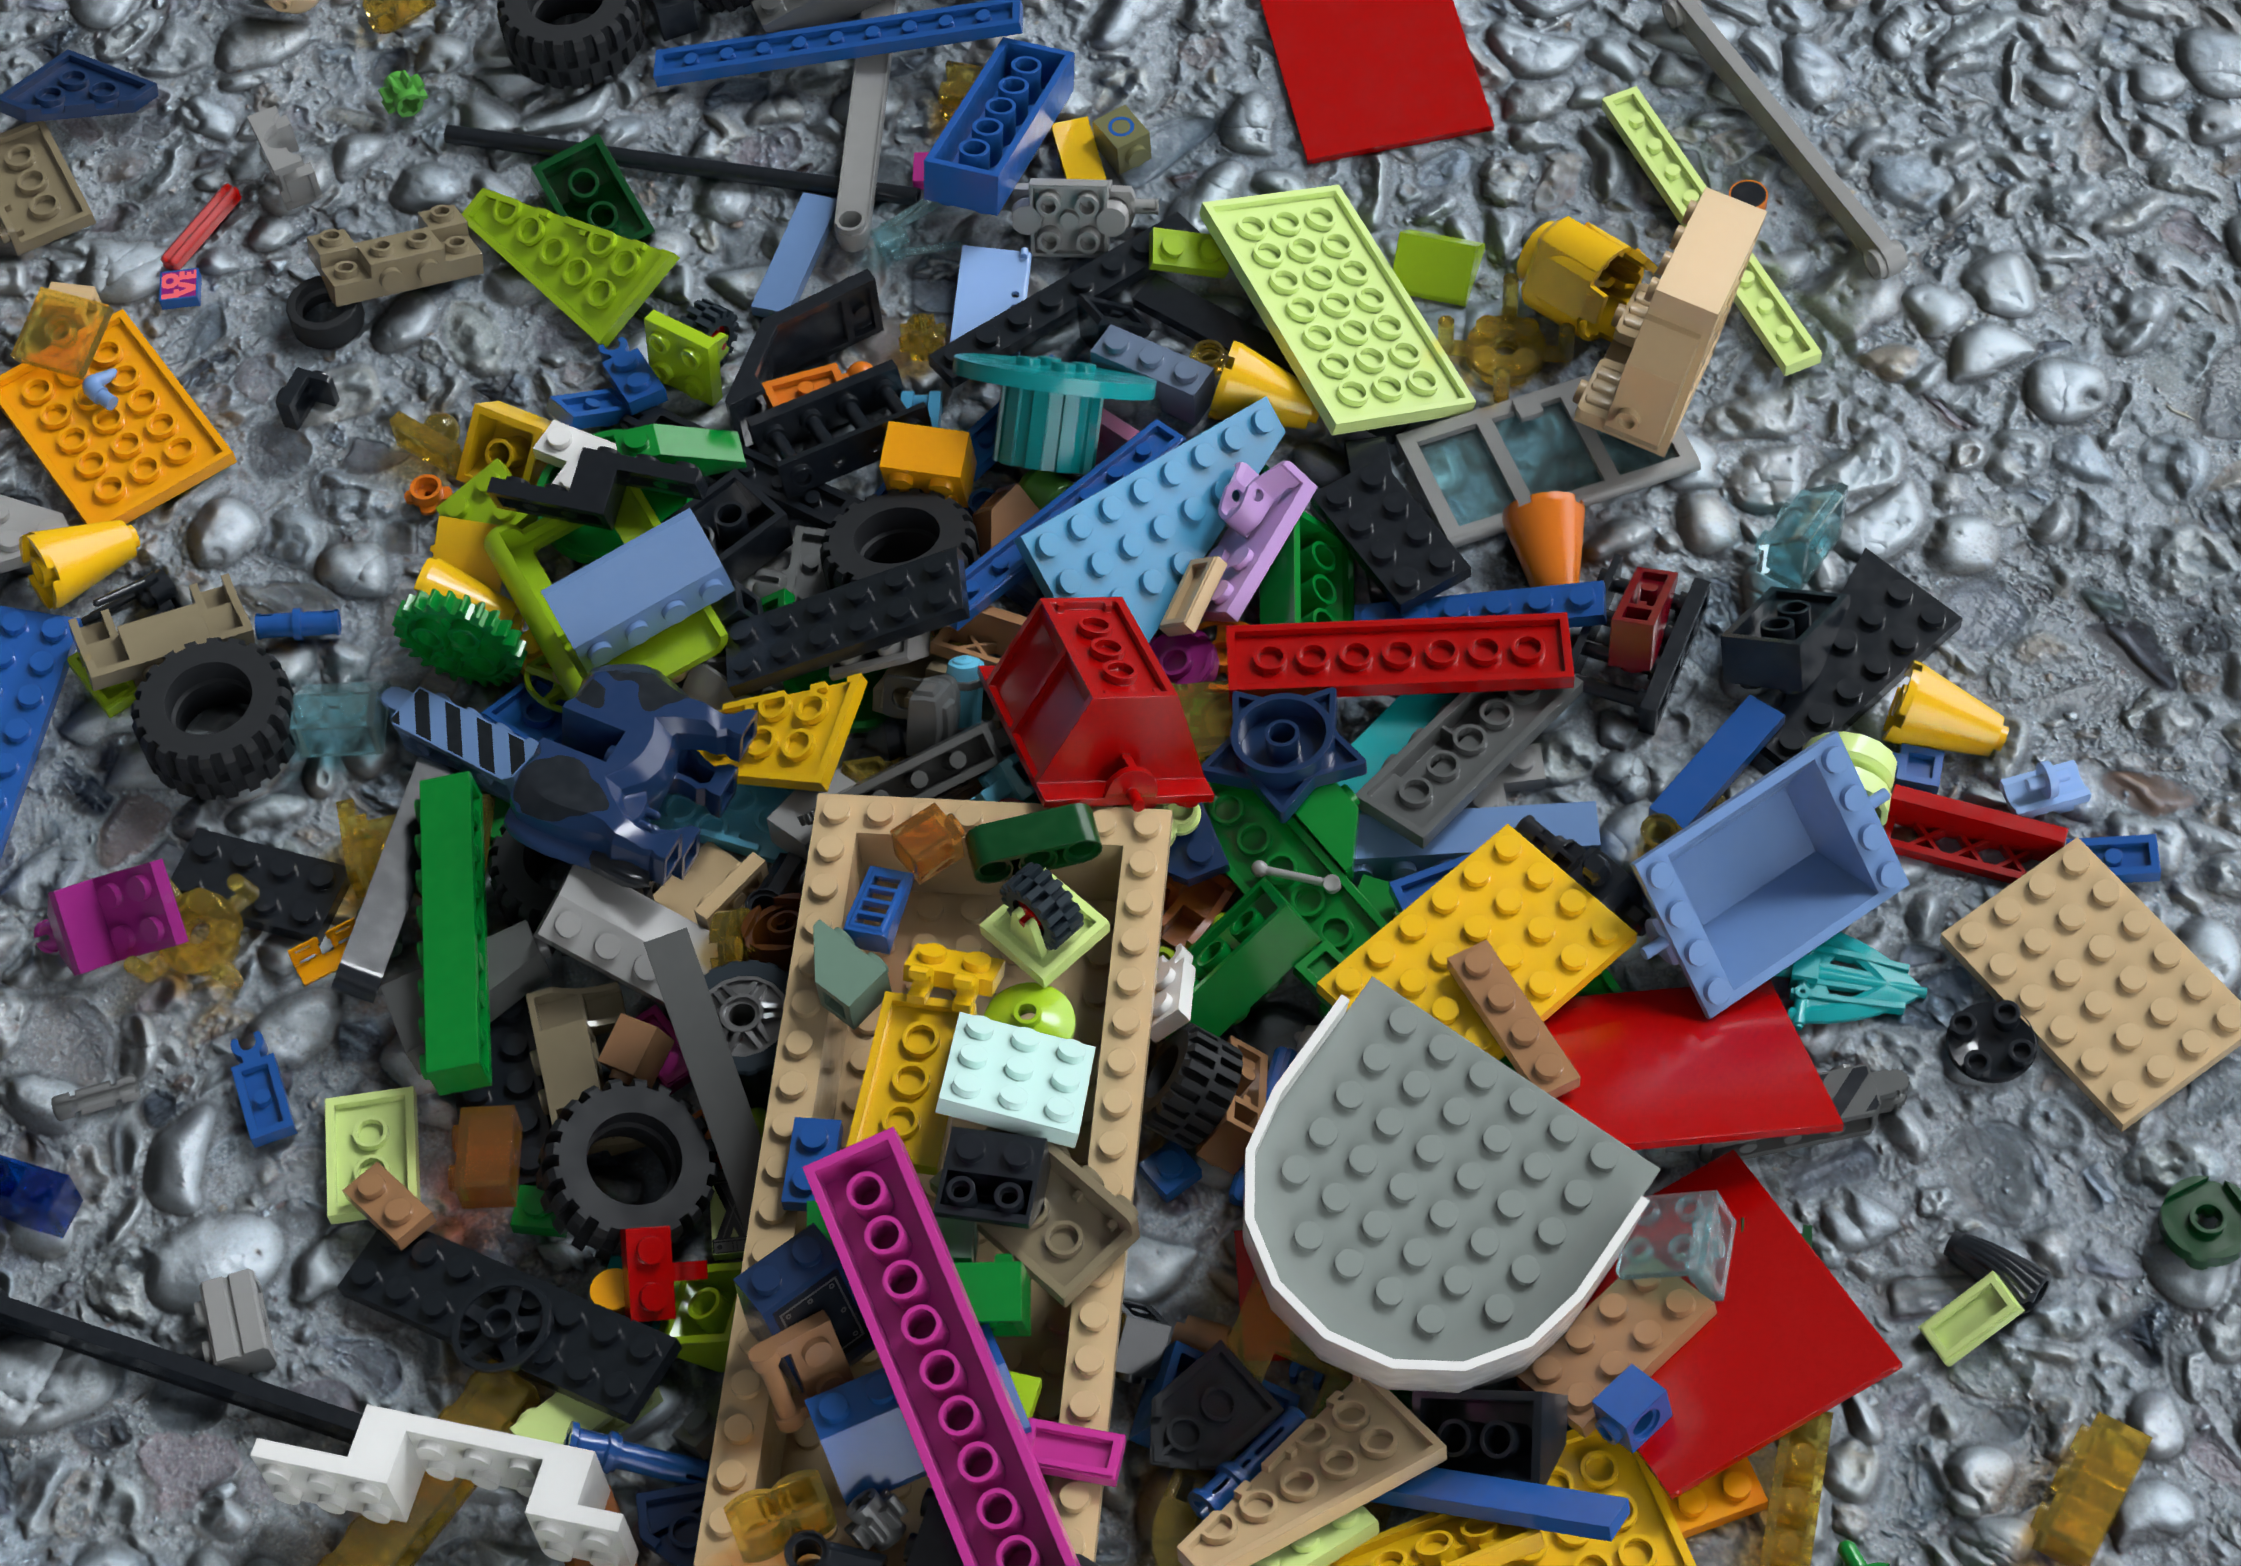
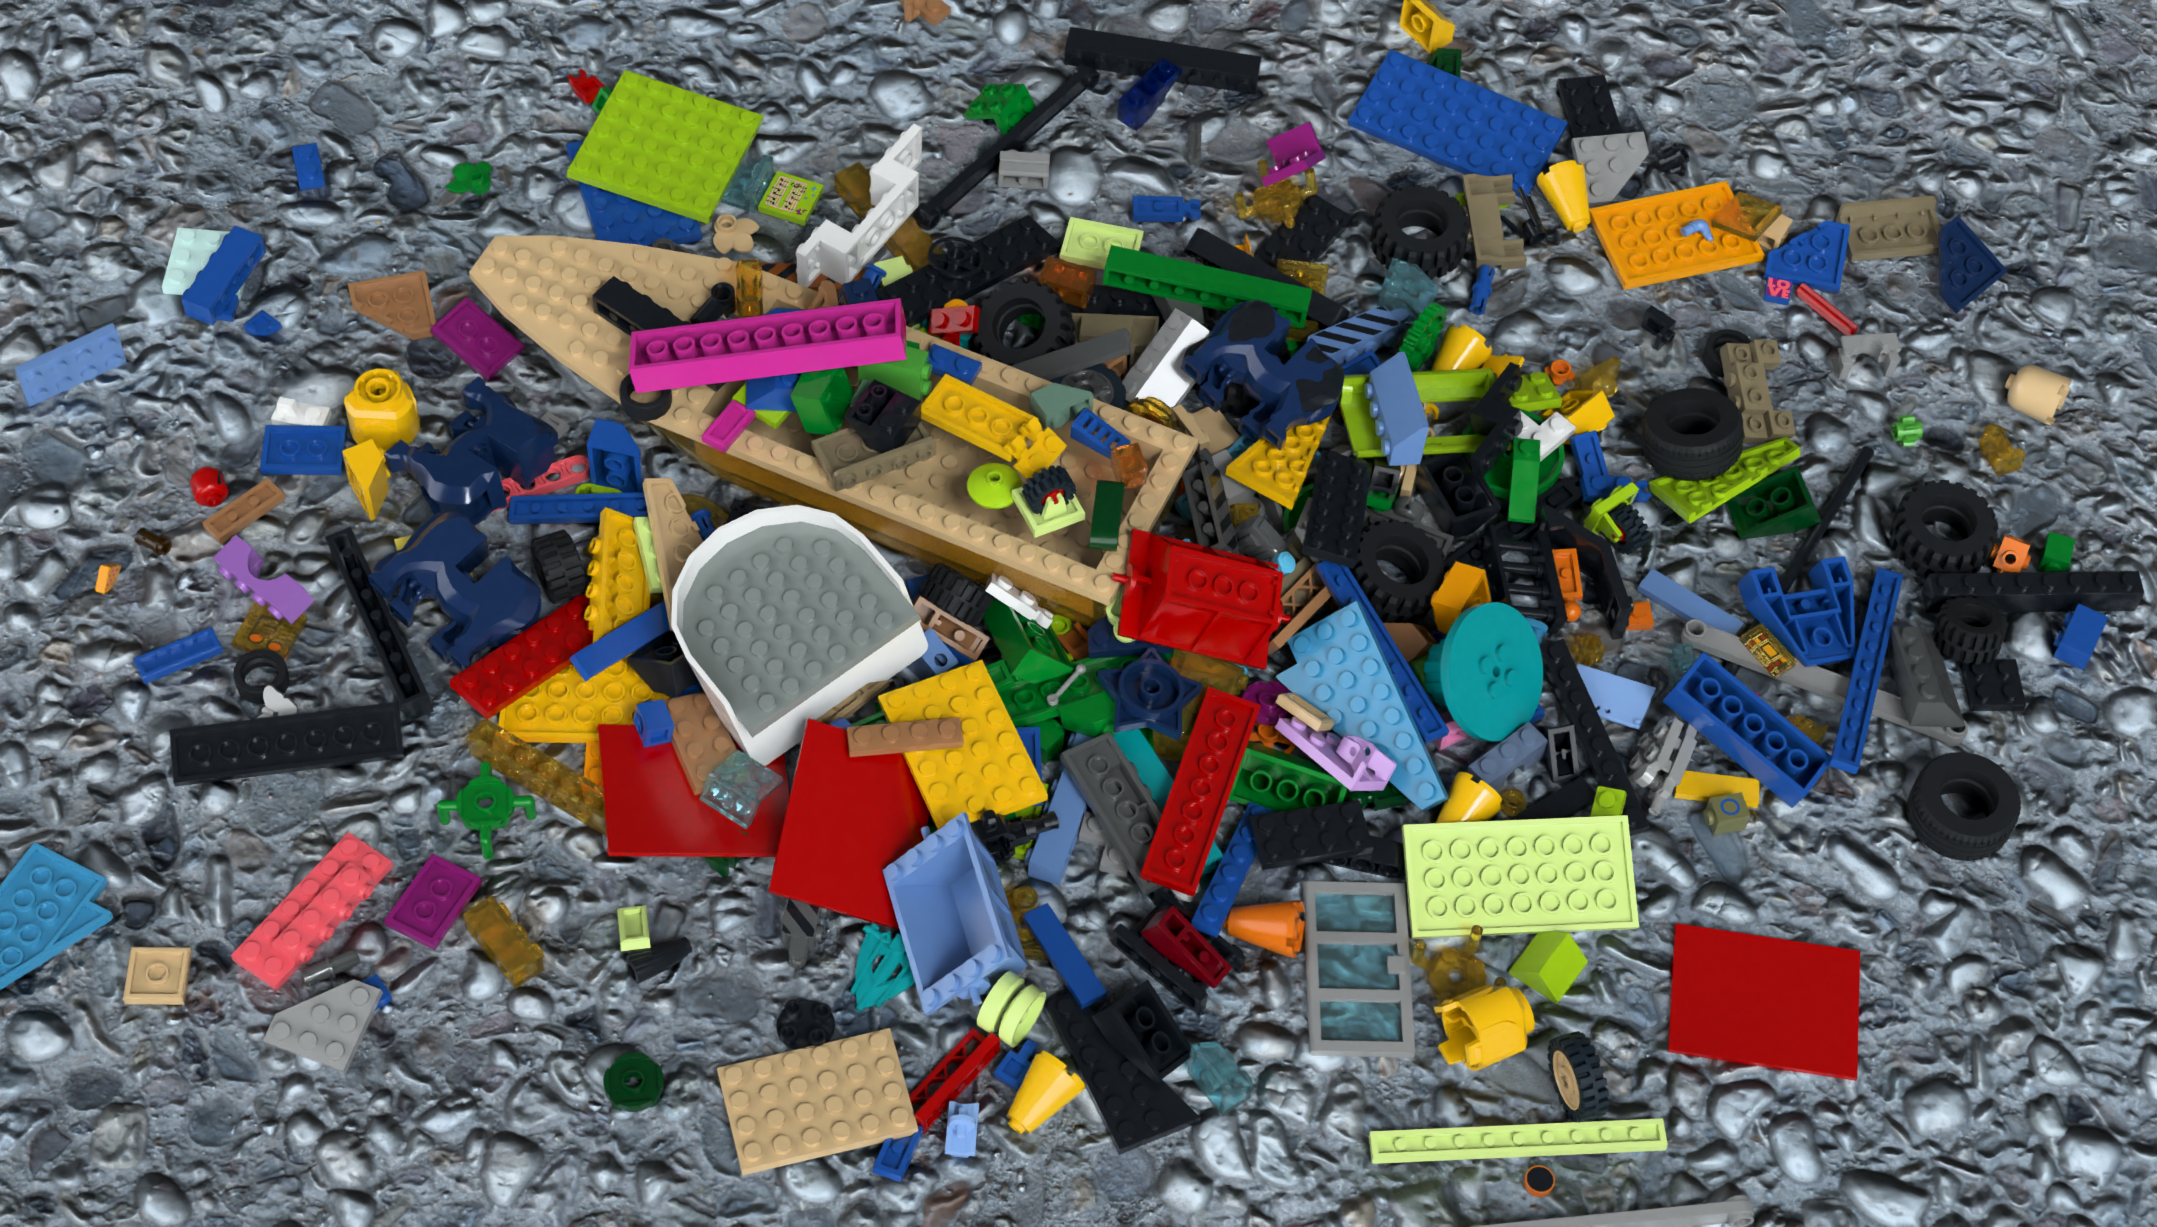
camera: 100 degrees right, 0 degrees up
(93, 1418) = (1003, 103): none -> green bracket
(112, 254) = (1812, 257): none -> blue plate
(389, 1206) = (1059, 238): medium nougat plate -> none
(489, 257) = (1692, 456): none -> black tyre
(768, 116) = (1812, 623): none -> blue wedge
(852, 143) = (1768, 650): none -> clear yellow tile
(1016, 1079) = (946, 450): light aqua plate -> none
(1609, 165) = (1578, 1077): none -> black wheel
(1671, 326) = (1391, 1030): tan piece -> none

